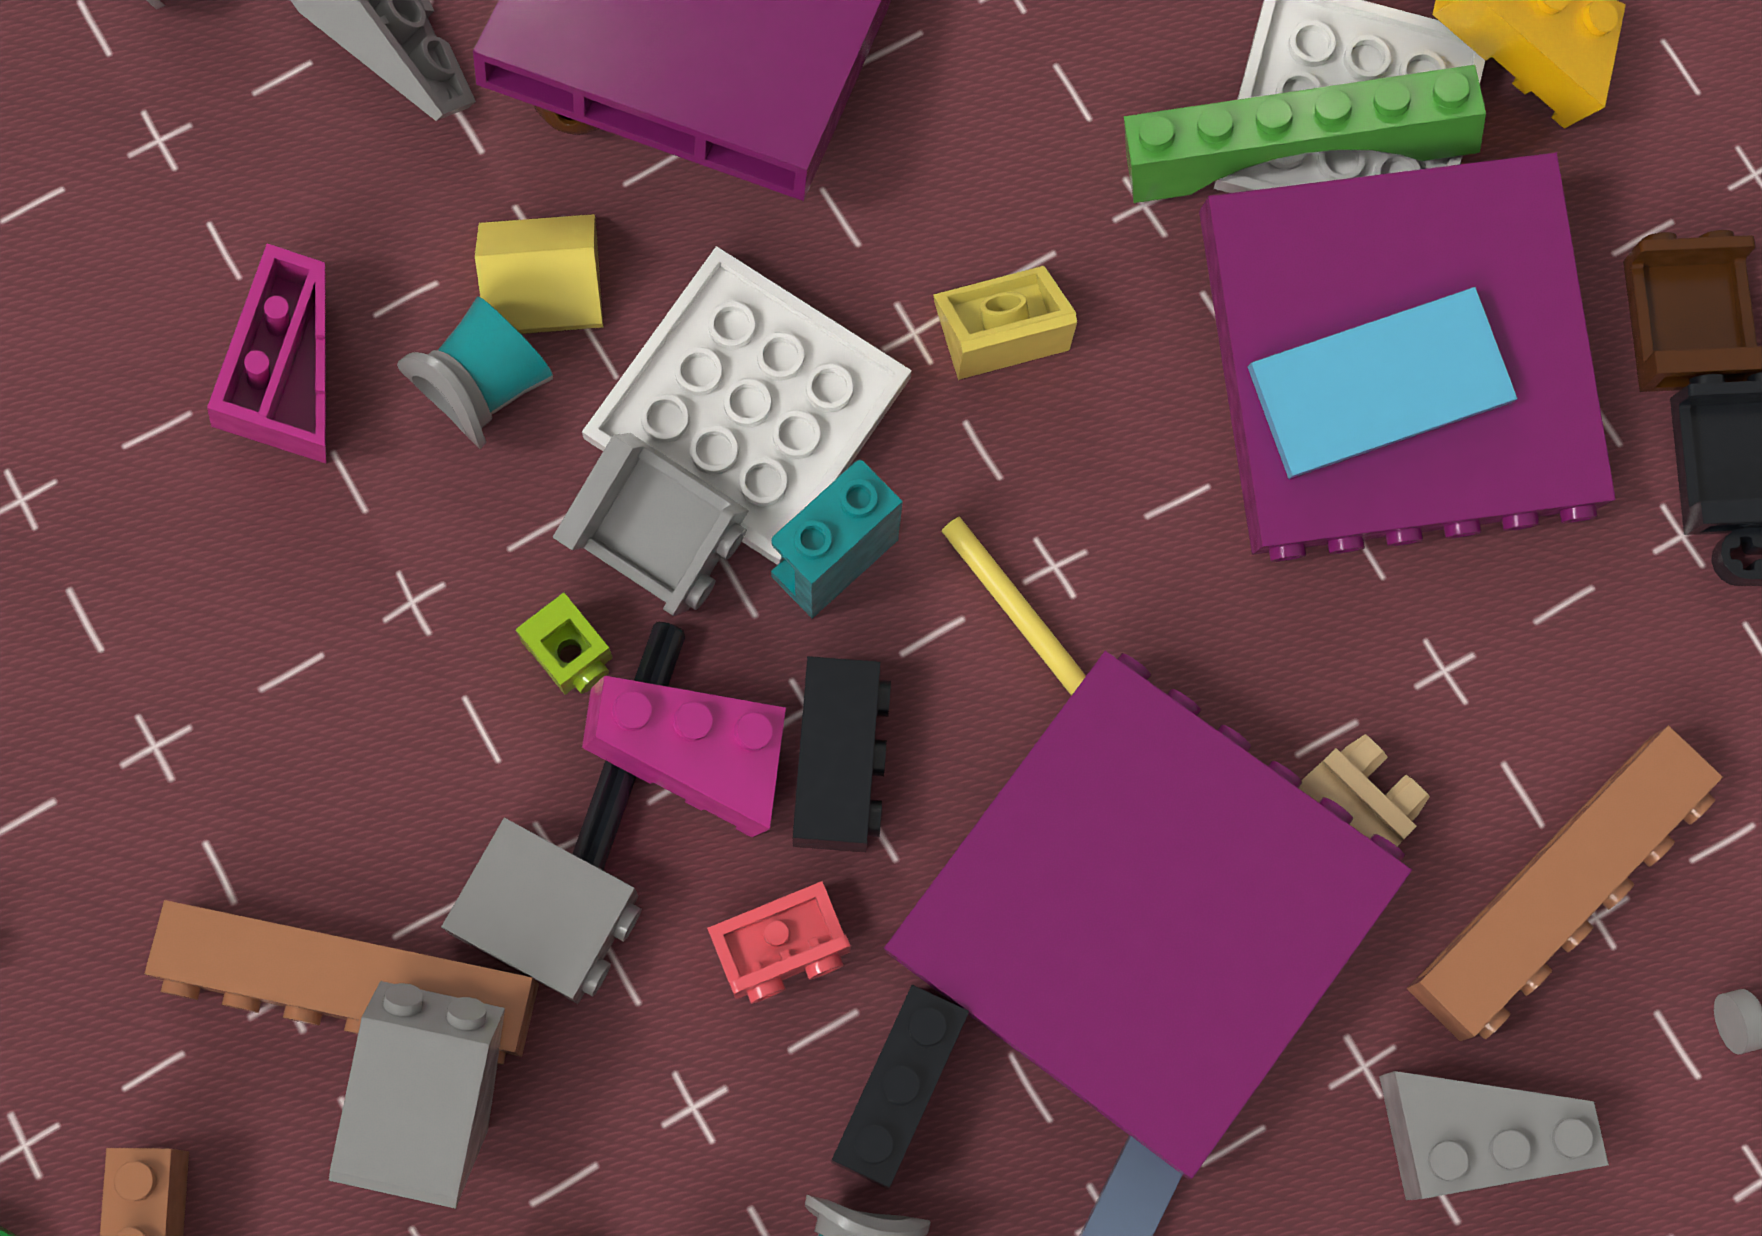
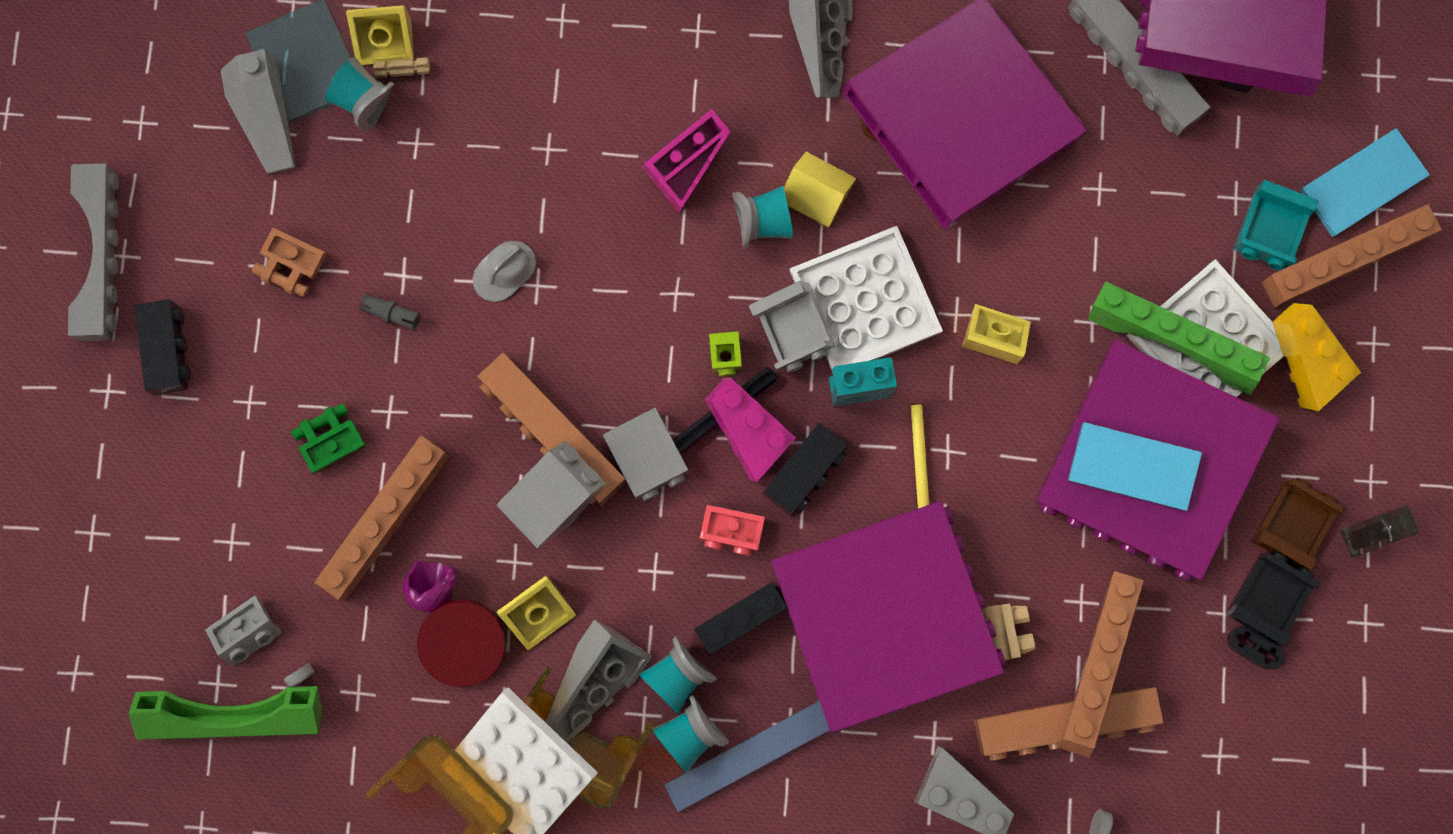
camera: 40 degrees right, 5 degrees up
(76, 759) = (504, 271): none -> light grey piece
(1560, 749) = (1101, 664): none -> nougat brick

